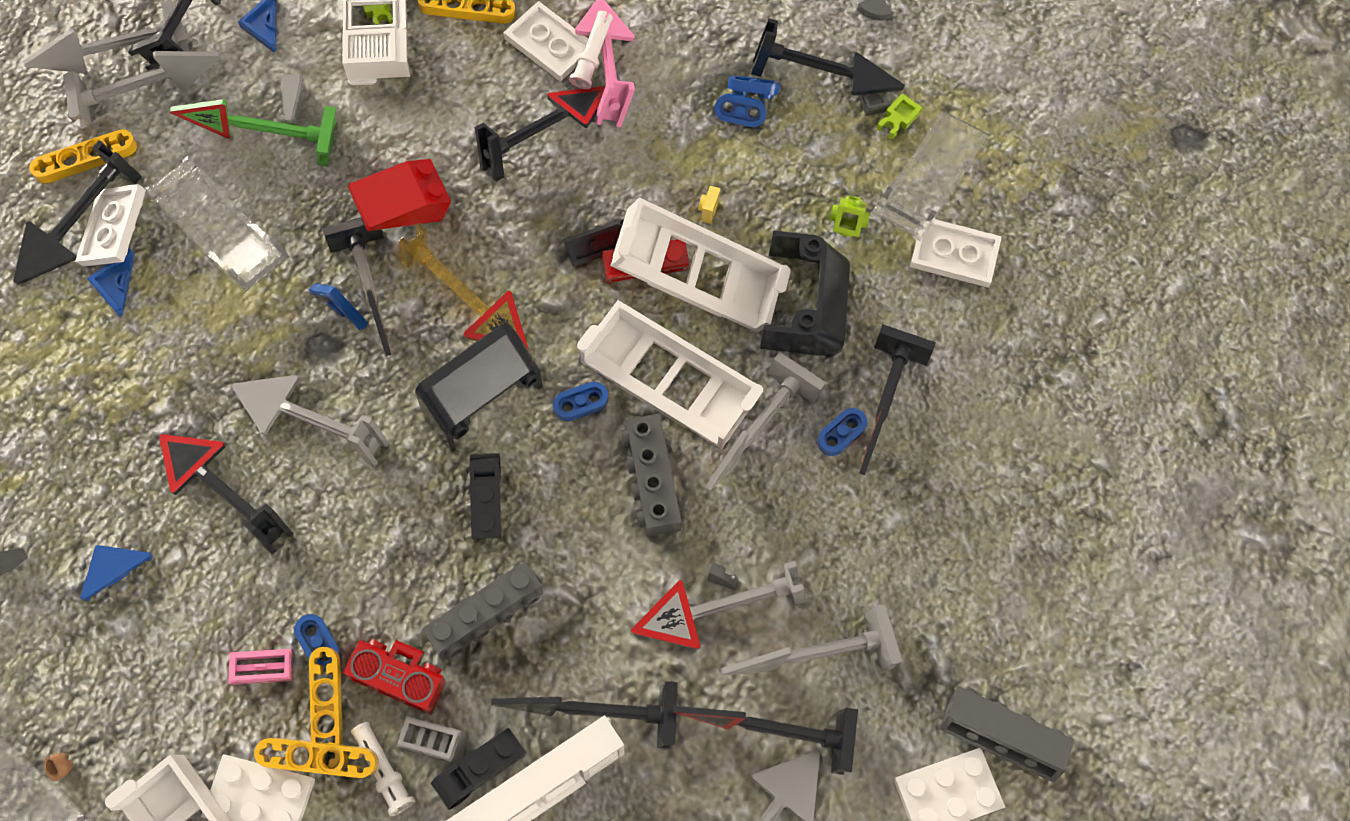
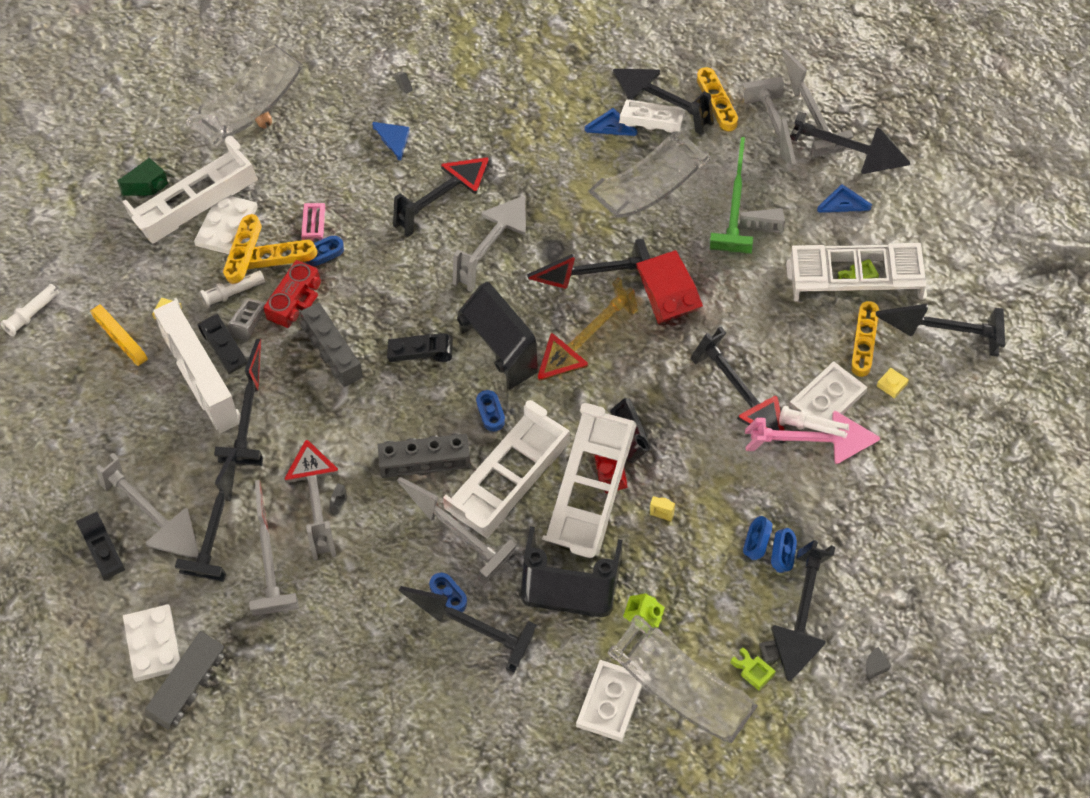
camera: 100 degrees right, 10 degrees down
(339, 304) = (586, 251): blue tile -> none

